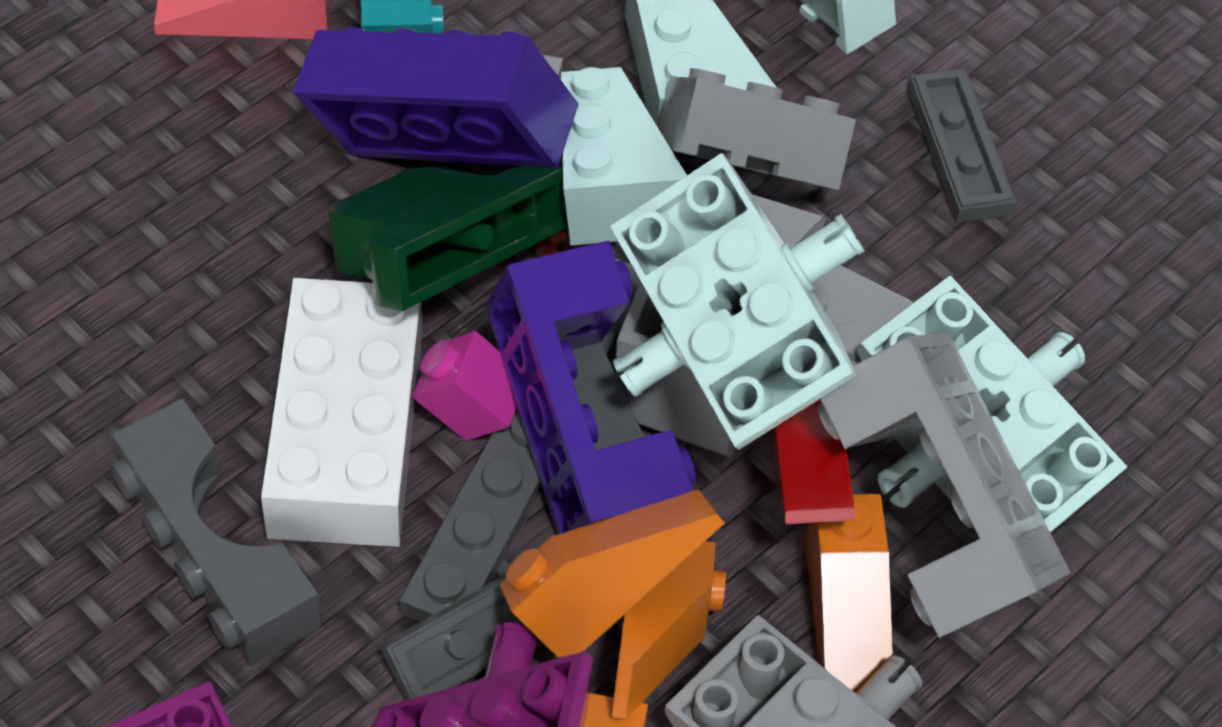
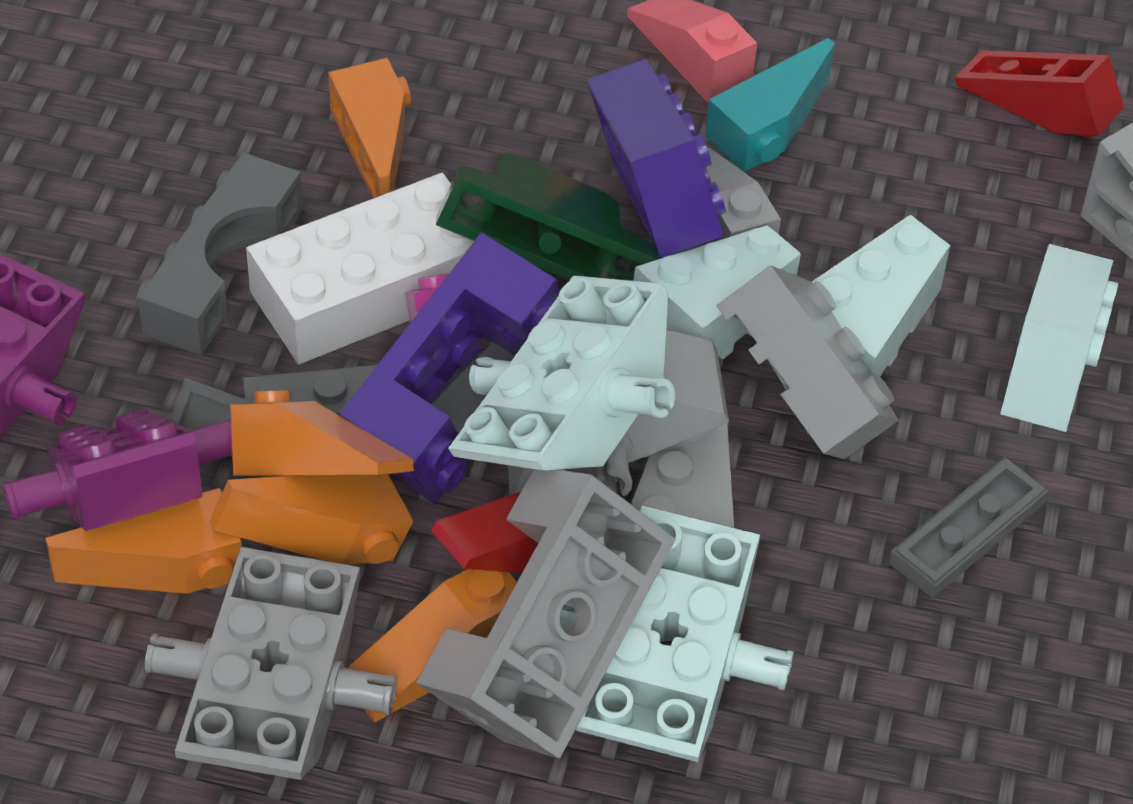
camera: 60 degrees right, 5 degrees down
(143, 306) = (370, 114): none -> orange slope

